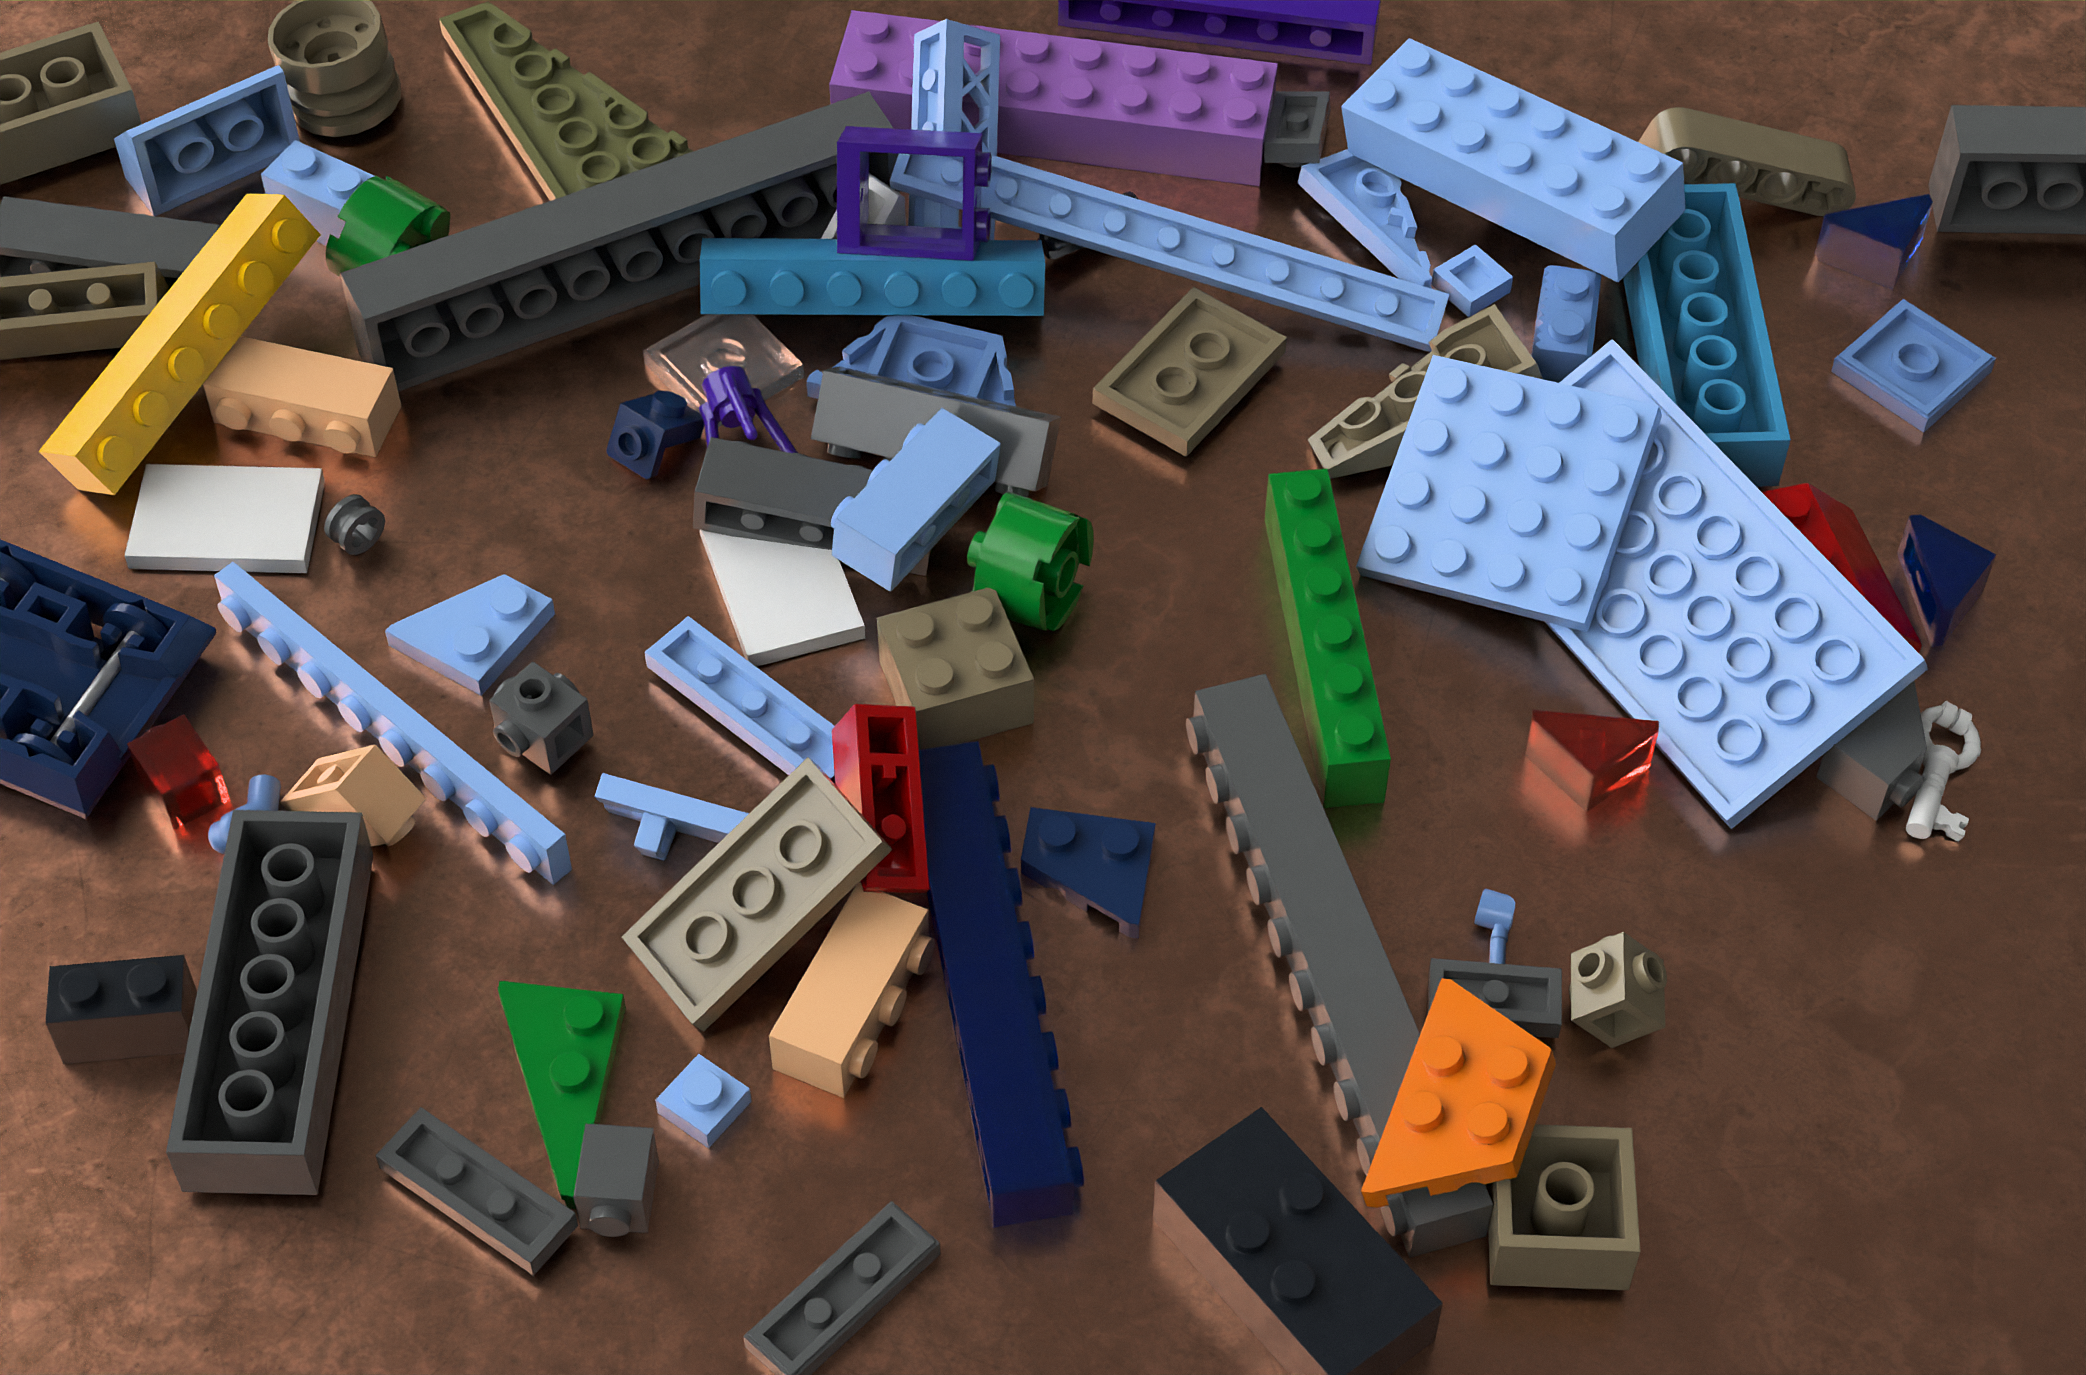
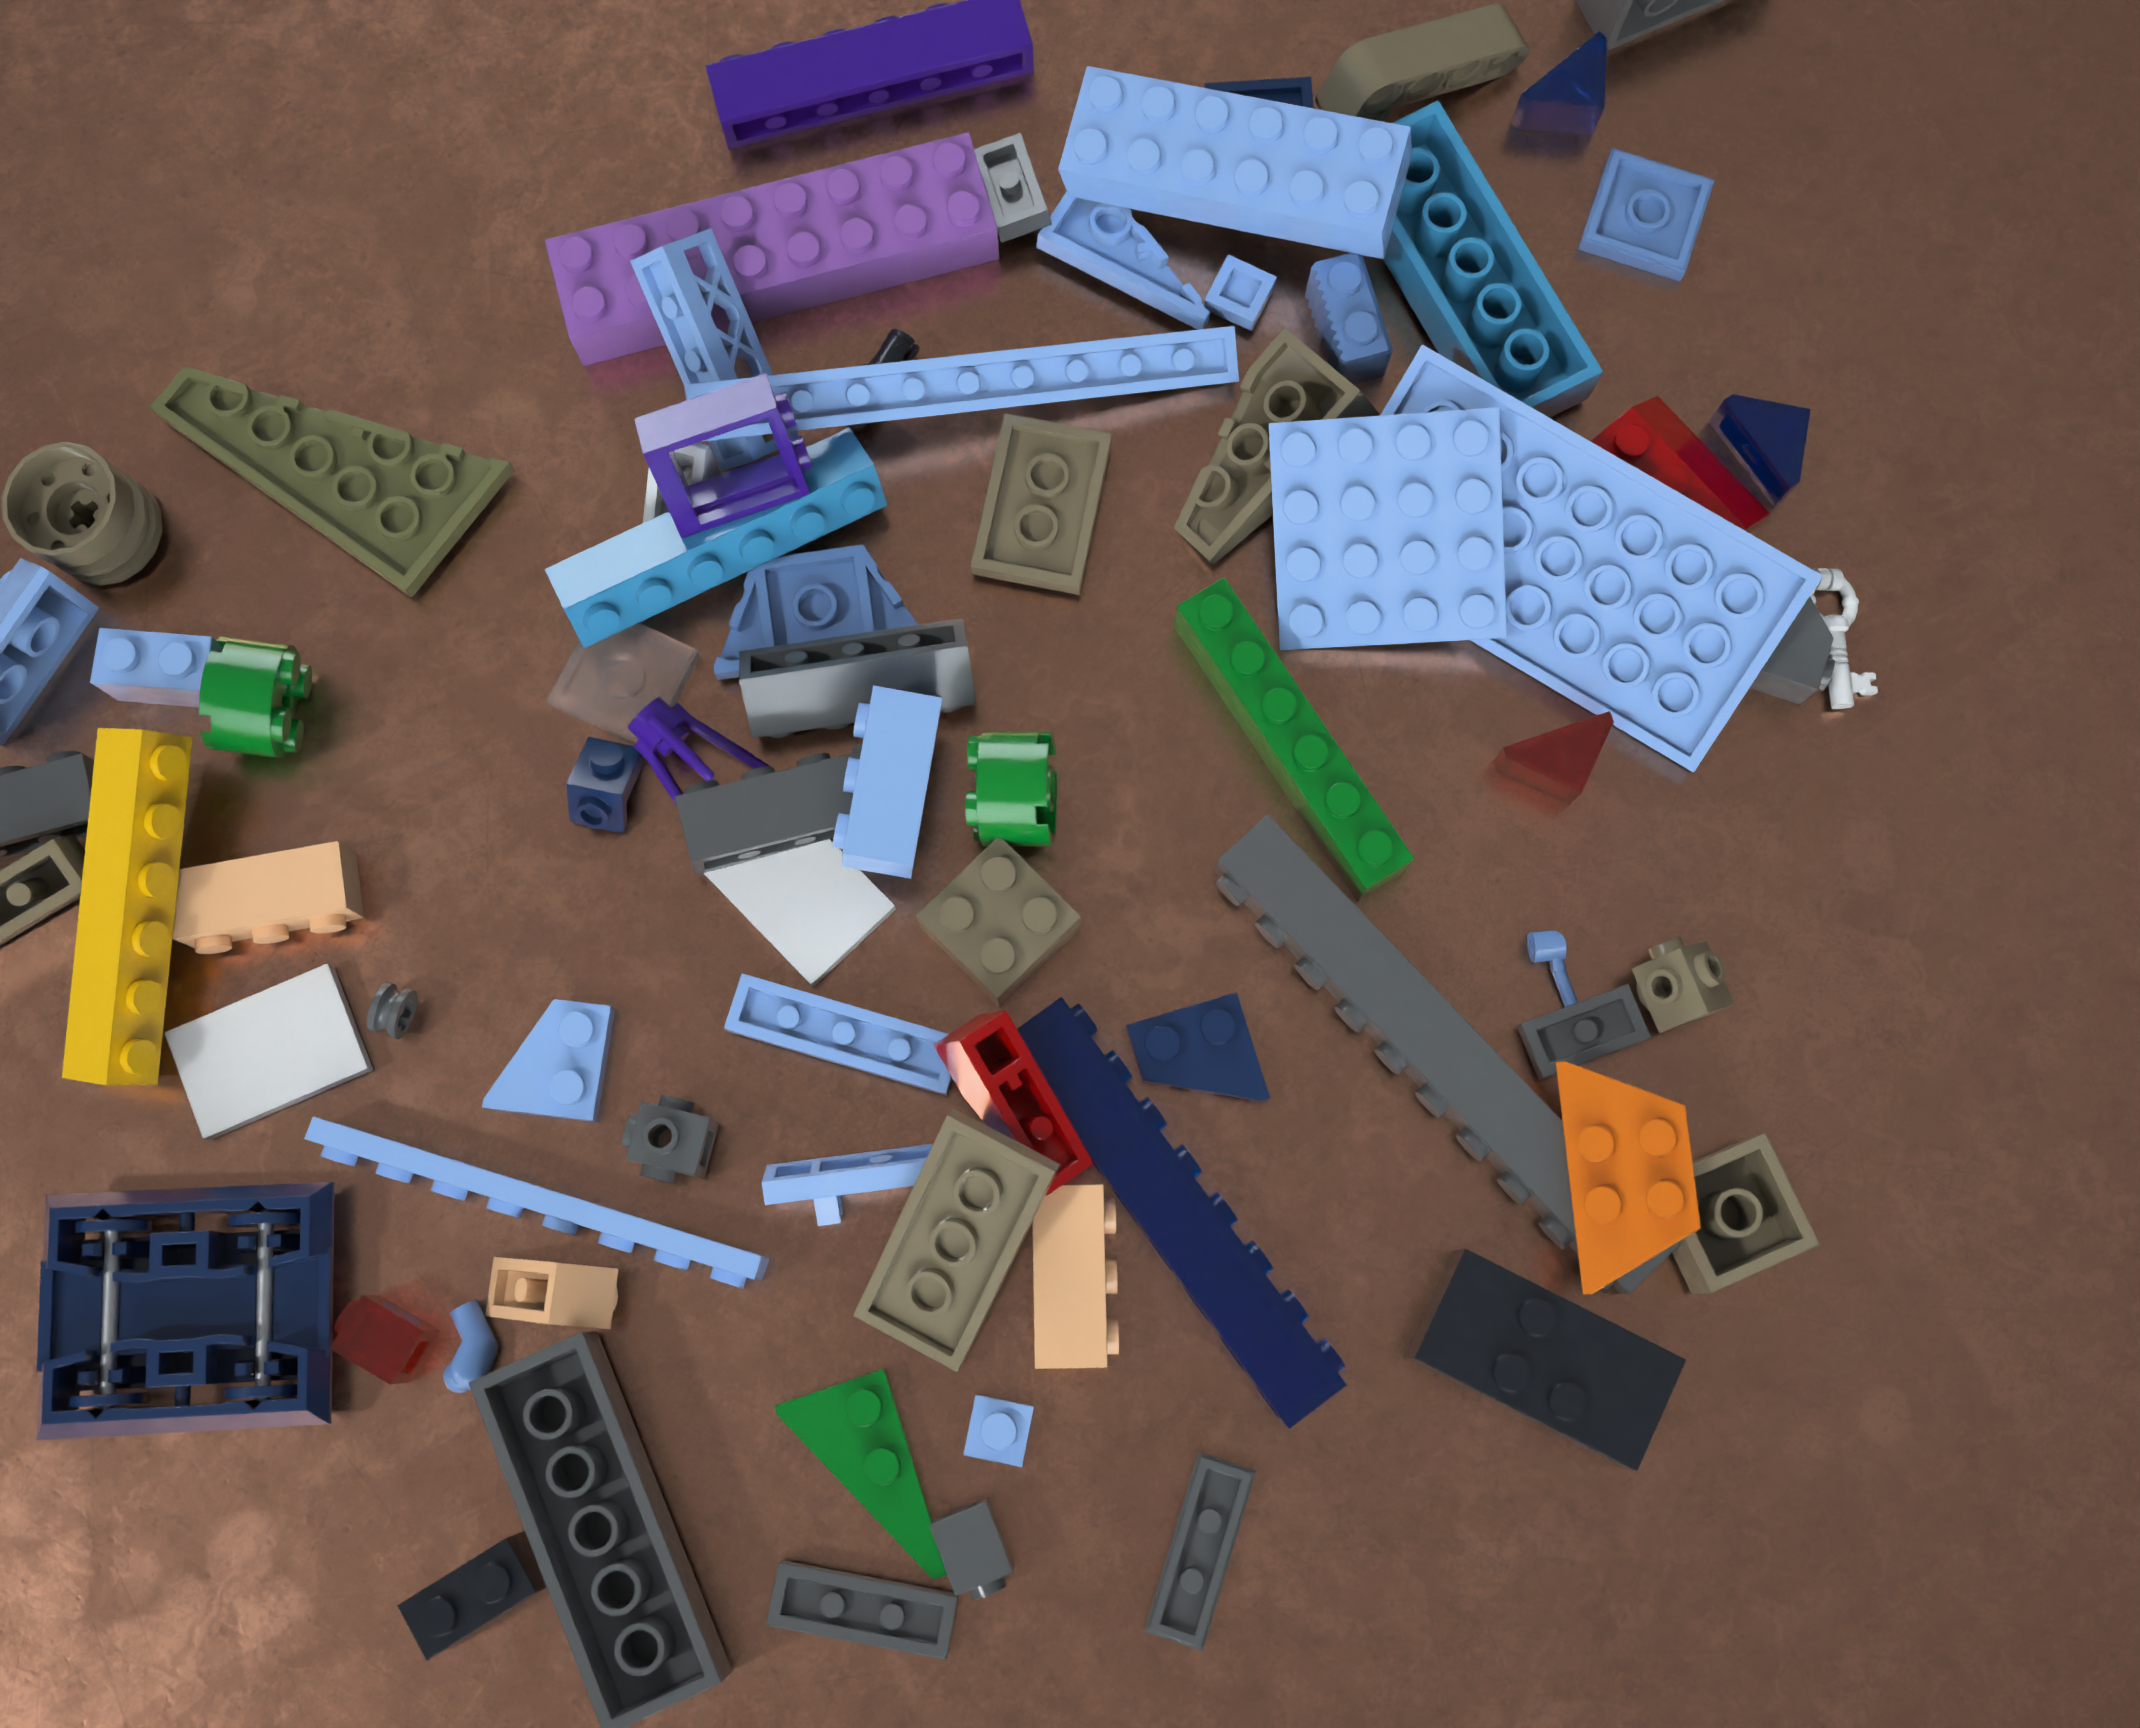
camera: 25 degrees left, 25 degrees up
(599, 246) = (462, 609): dark grey brick -> none

